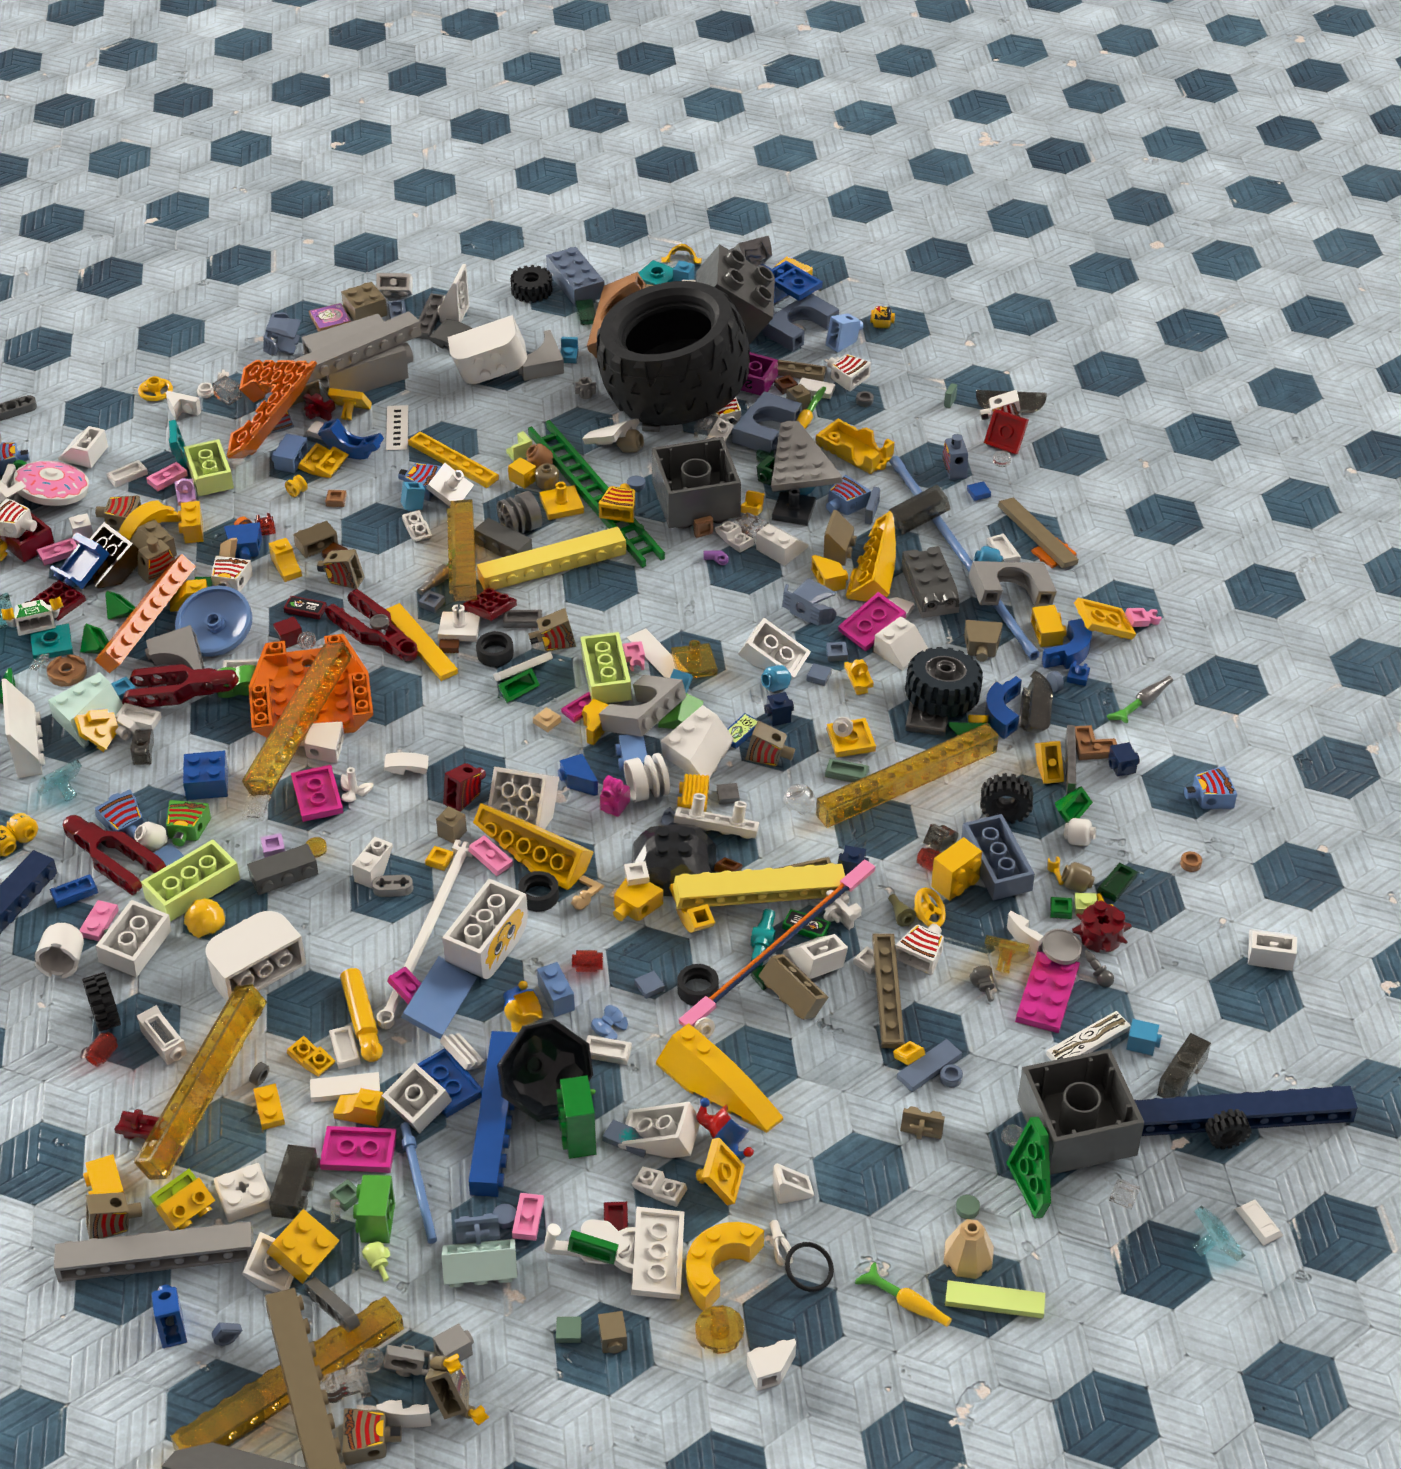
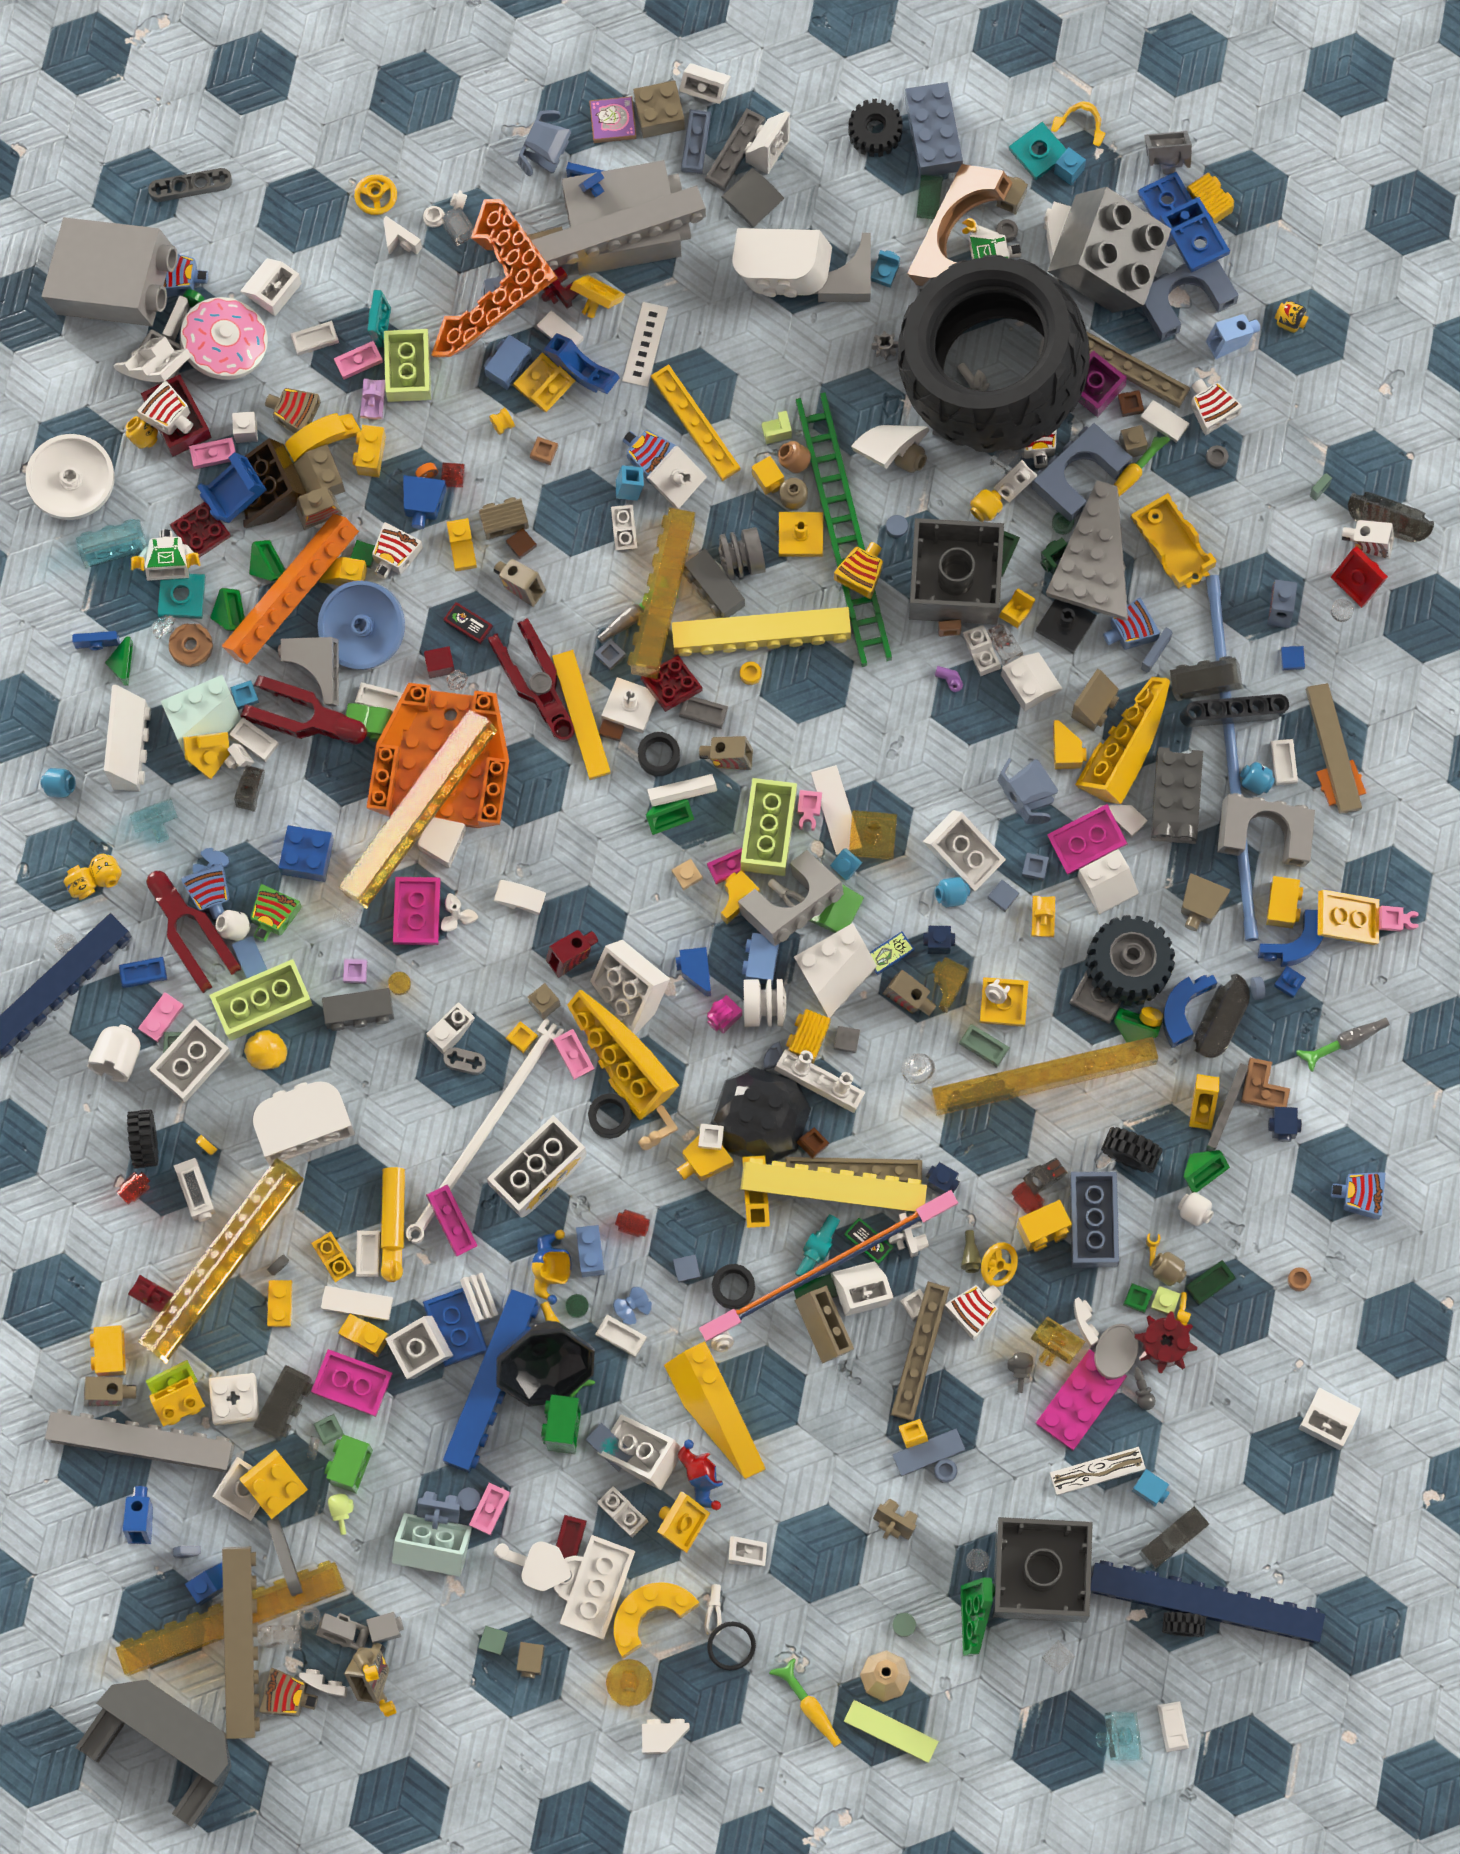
camera: 20 degrees right, 30 degrees up
(165, 999) = (206, 1145): none -> yellow tile
(228, 548) = (399, 516): tan tile -> none
(256, 1357) = (206, 1584): none -> blue slope
(327, 330) = (592, 183): none -> blue tile
(409, 1145) = (401, 1392): medium blue bar -> none
(438, 997) = (471, 1229): medium blue tile -> none
(552, 588) = (750, 673): none -> yellow tile
(593, 1247) = (532, 1578): green tile -> none
(799, 733) = (950, 978): none -> clear yellow arch
(950, 520) = (1241, 704): none -> black beam

